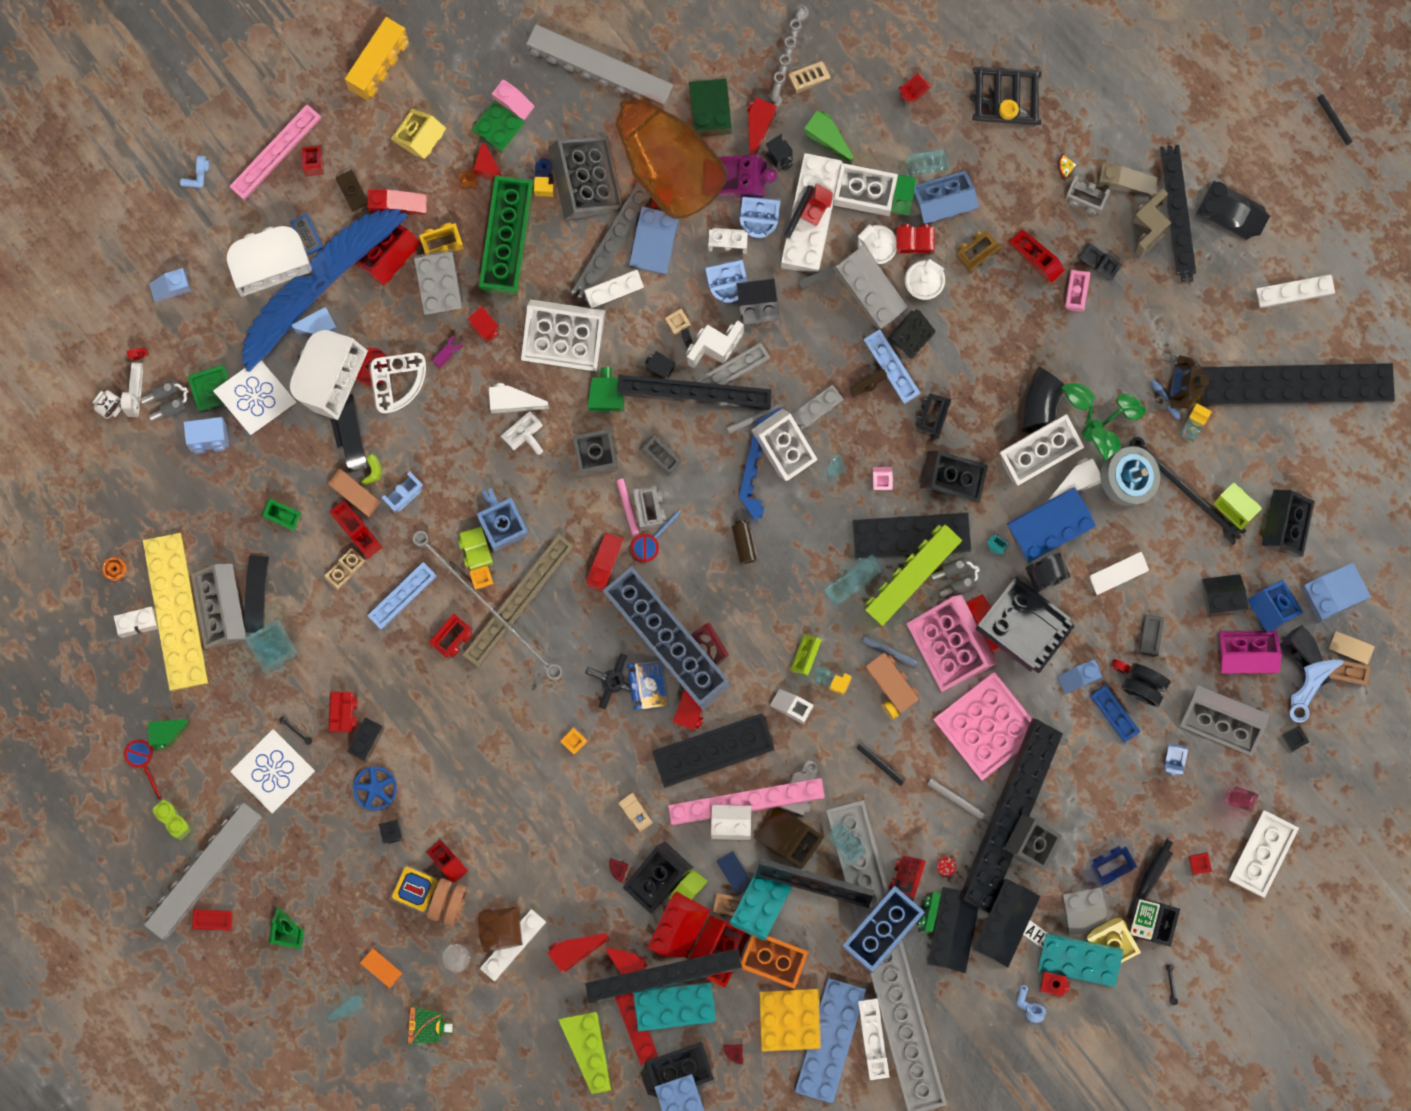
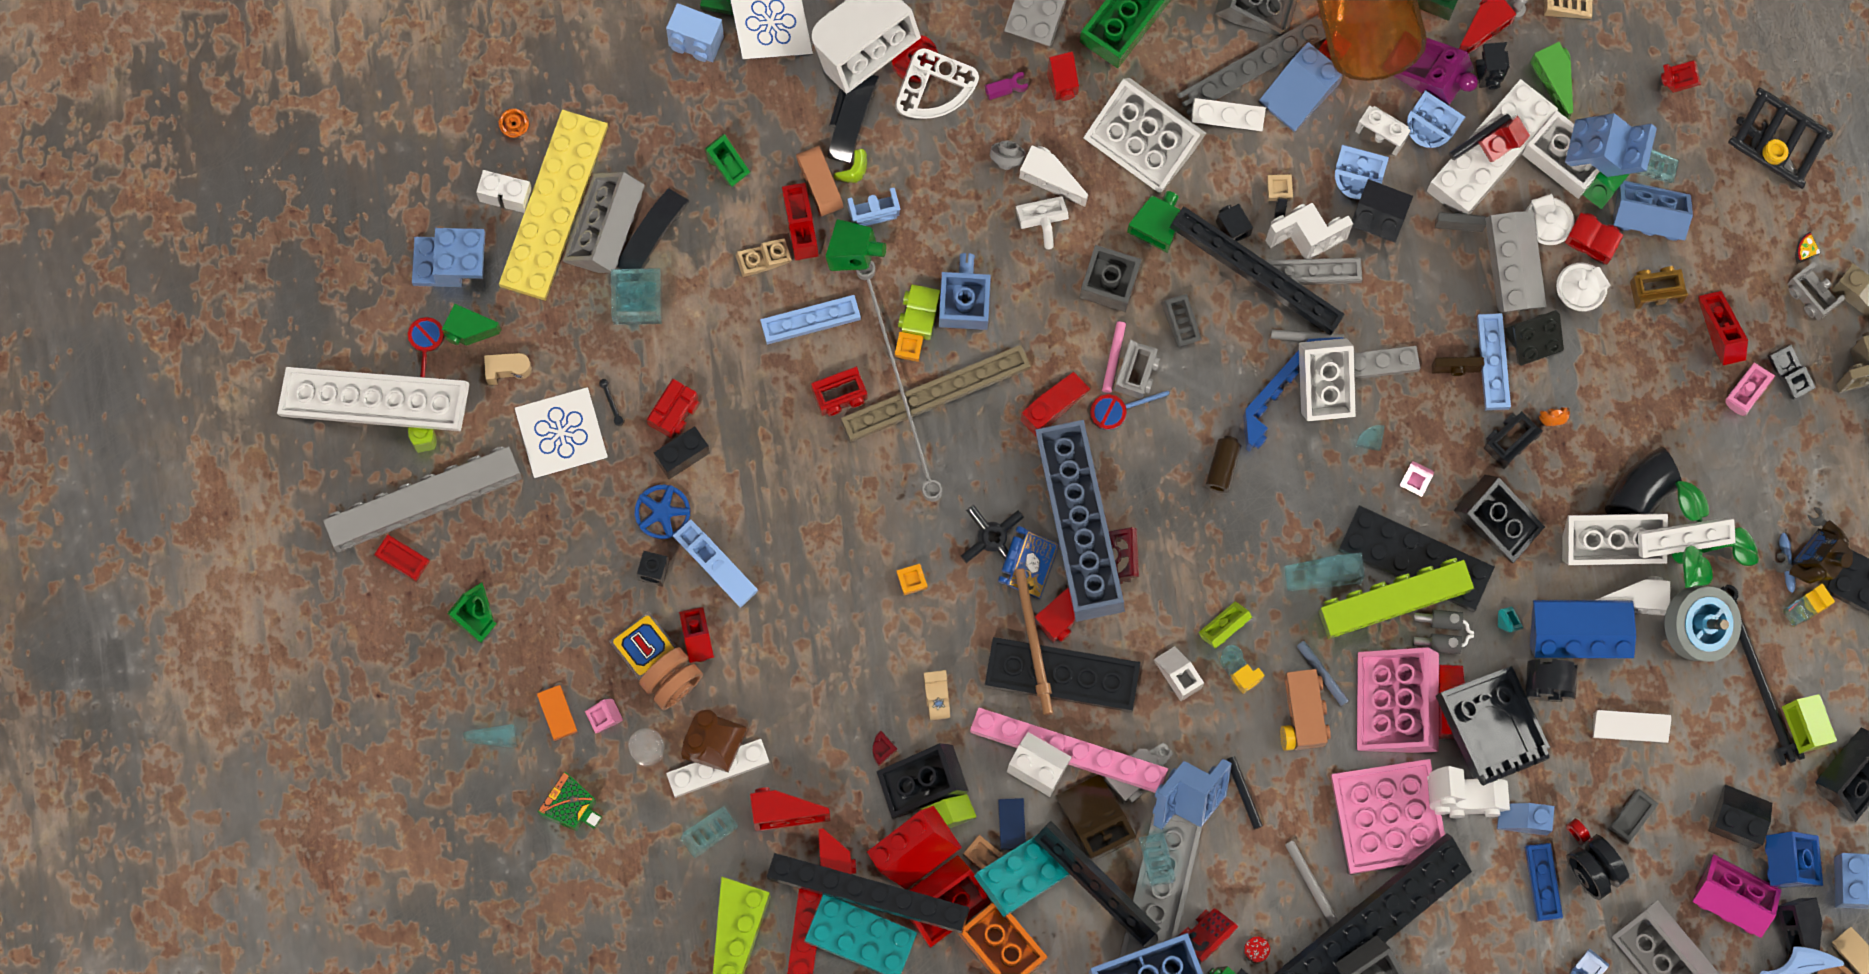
camera: 20 degrees right, 5 degrees down
(124, 691) = (448, 257): none -> medium blue bracket
(130, 821) = (373, 398): none -> white plate
(208, 745) = (506, 365): none -> tan leg
(403, 529) = (852, 247): none -> green torso
(414, 952) = (603, 715): none -> bright pink slope
(432, 805) = (715, 563): none -> light blue slope
(474, 402) = (1007, 154): none -> light grey plate
(526, 1008) = (690, 843): none -> clear light blue slope
(706, 768) = (1042, 688): none -> medium nougat bar
(845, 786) = (1191, 793): none -> medium blue bracket
(892, 170) = (1611, 145): none -> medium blue bracket
(954, 383) = (1554, 417): none -> orange plate
(1026, 687) = (1460, 797): none -> white brick
(1083, 426) = (1677, 538): none -> white plate

